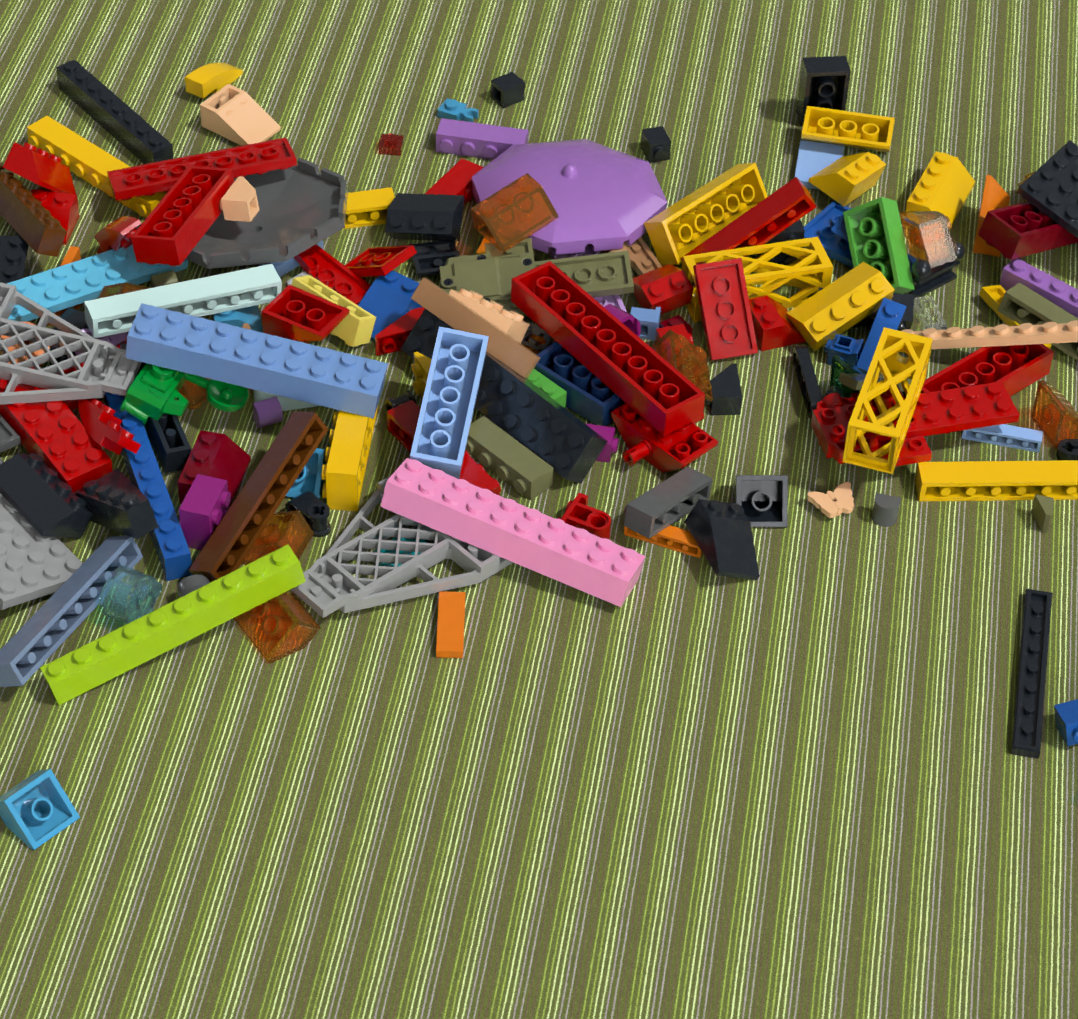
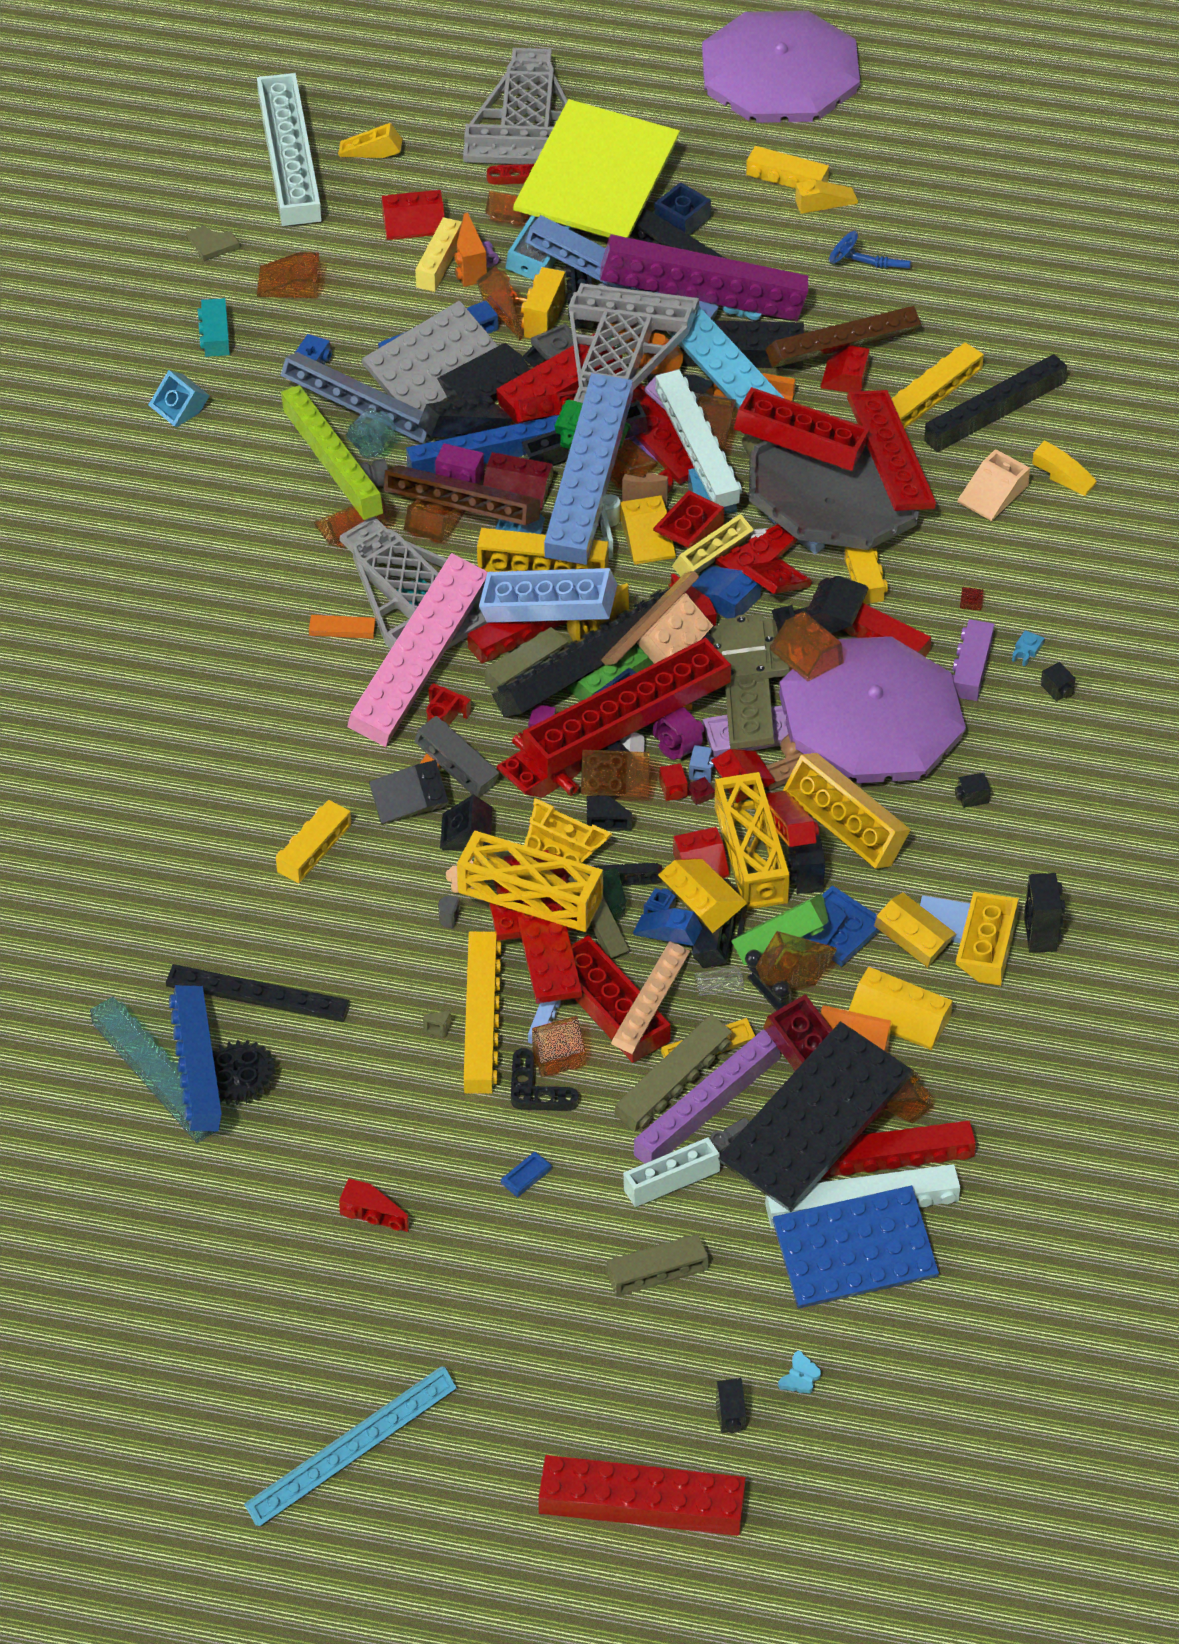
camera: 95 degrees right, 5 degrees up
(40, 168) = (887, 350): red slope -> none
(117, 234) = (787, 391): red slope -> none
(240, 201) = (828, 467): light nougat slope -> none
(314, 512) = (465, 541): black piece -> none
(725, 309) = (695, 804): red plate -> none
(775, 422) = (562, 834): none -> yellow wedge
(804, 627) = (313, 841): none -> yellow brick

